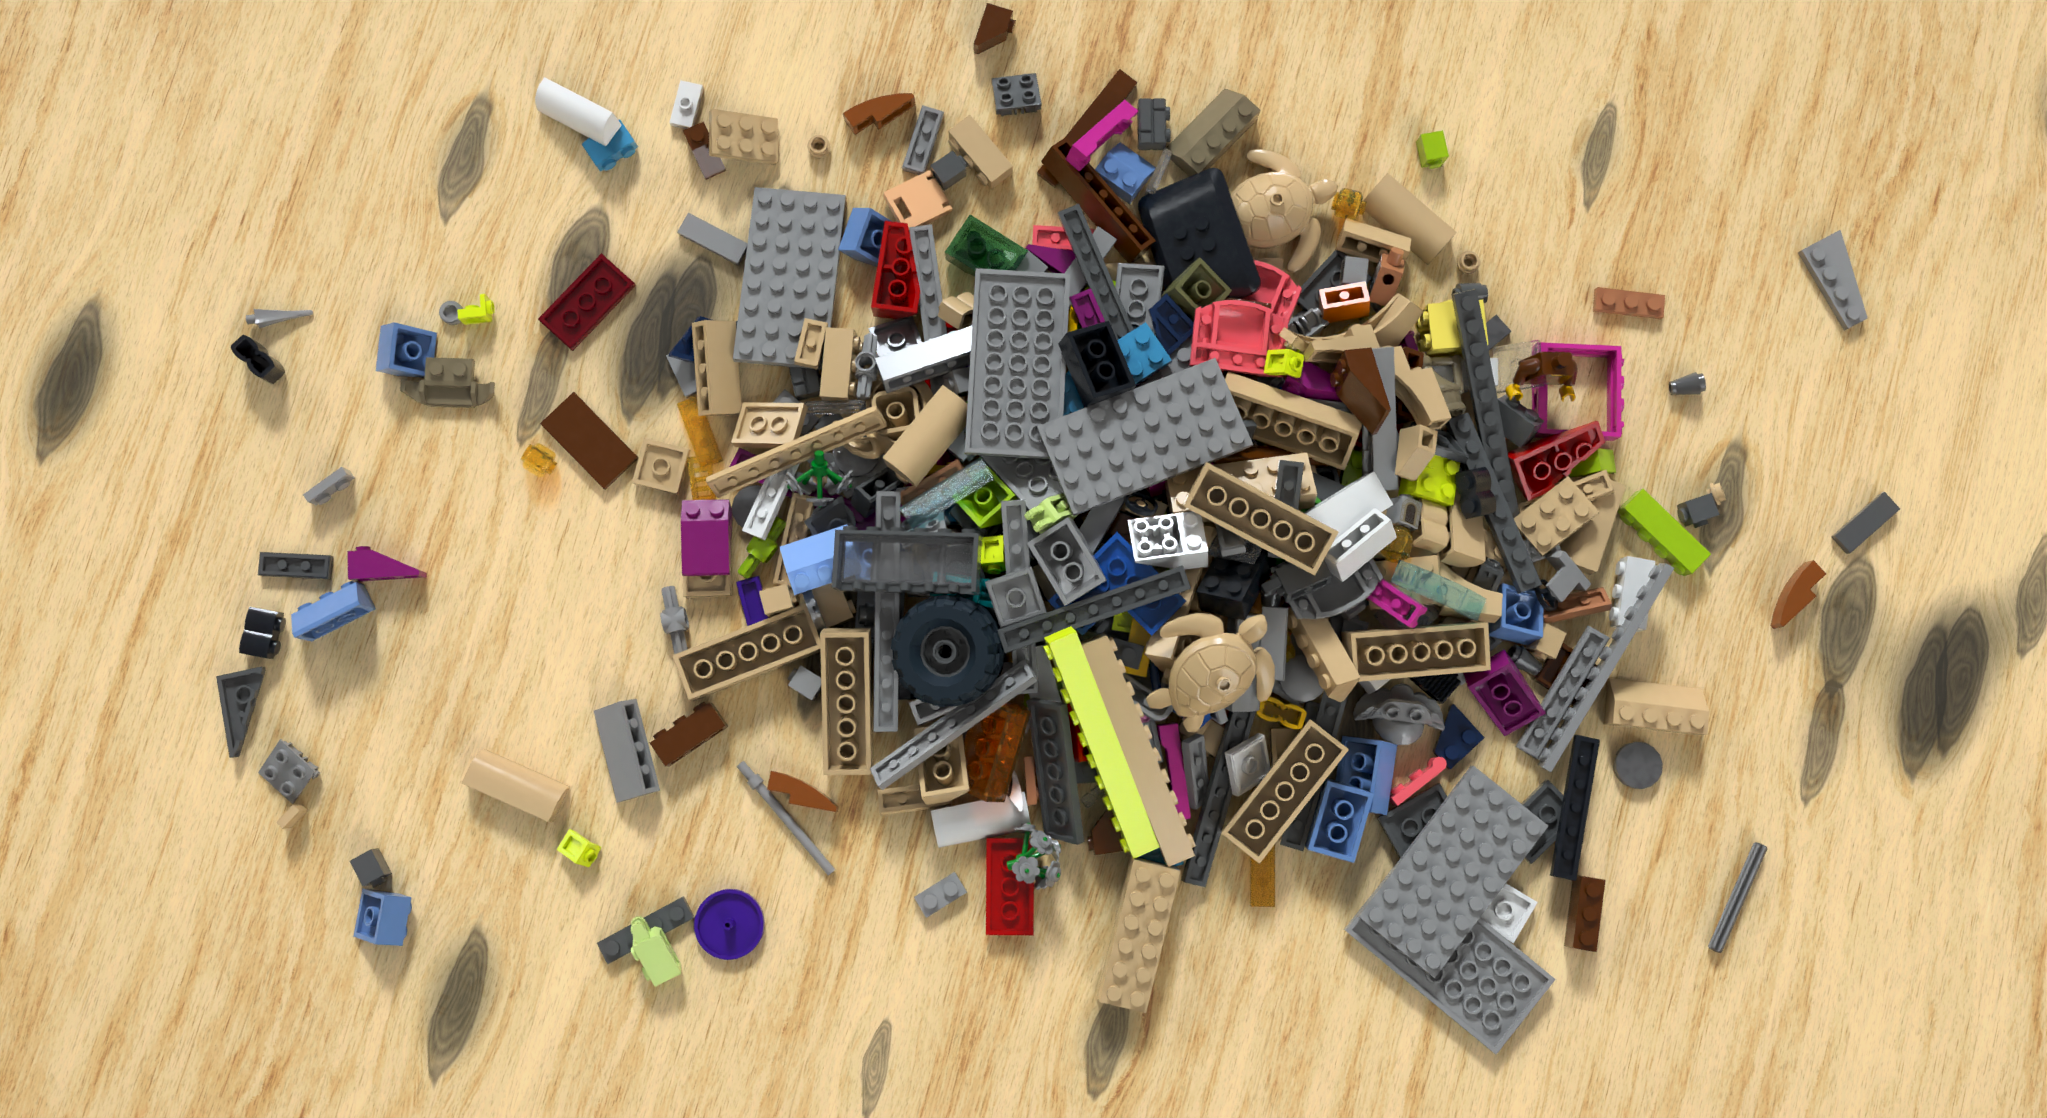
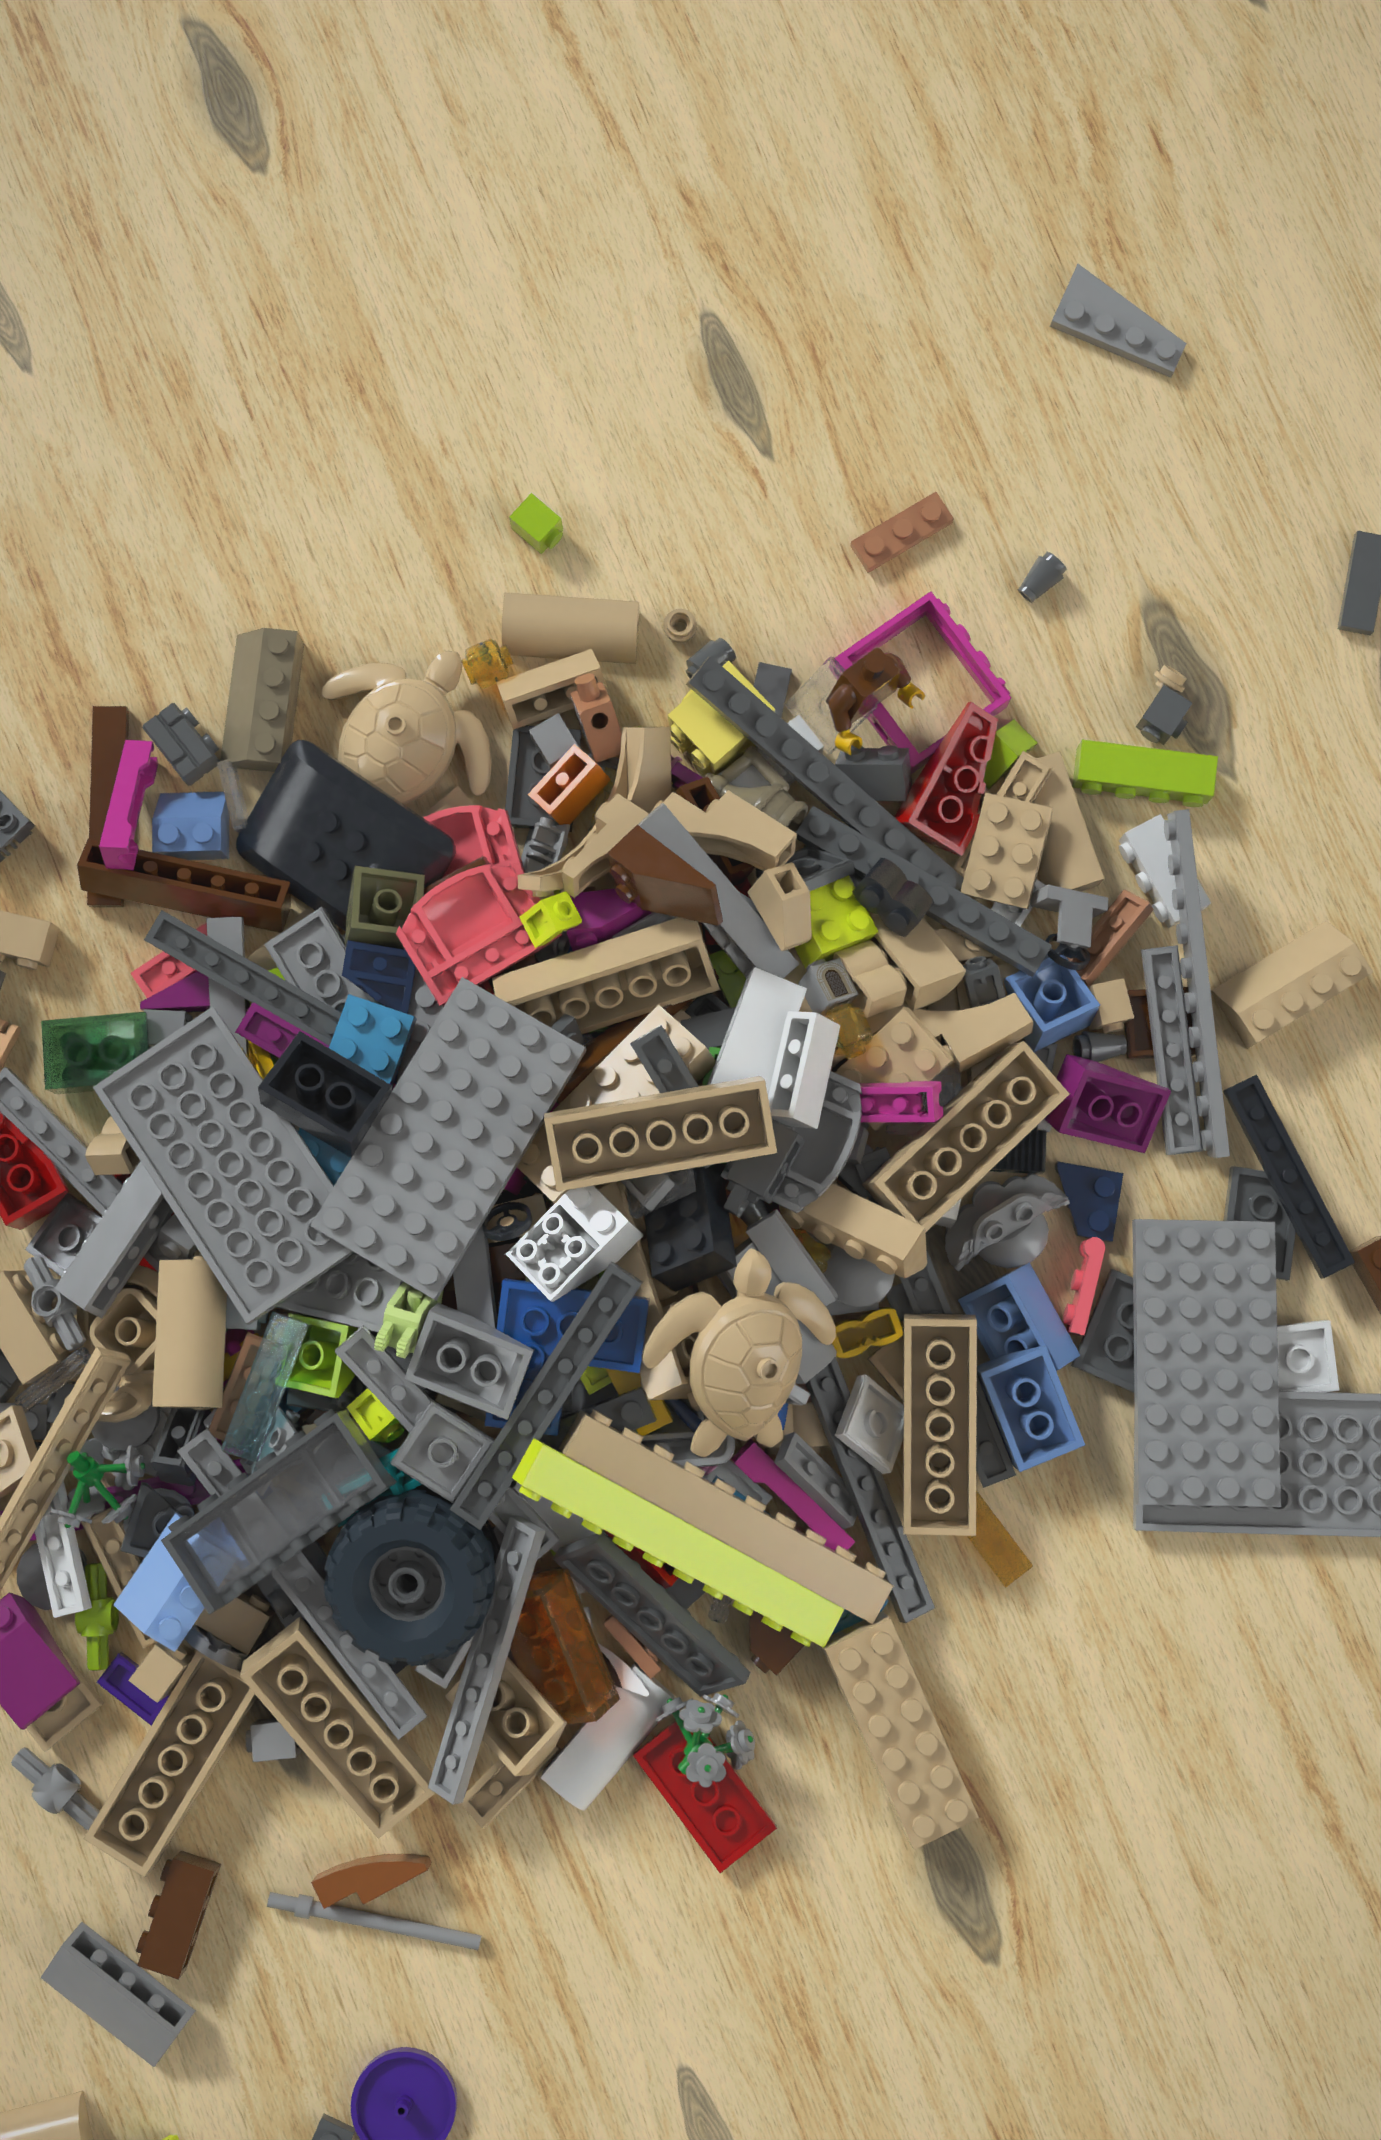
camera: 30 degrees left, 0 degrees up
(940, 894) = (630, 1865): light grey plate -> none
(1438, 589) = (936, 1048): clear light blue slope -> none
(1638, 765) = (1322, 1067): flat silver tile -> none
(1796, 593) = (1349, 726): dark orange slope -> none

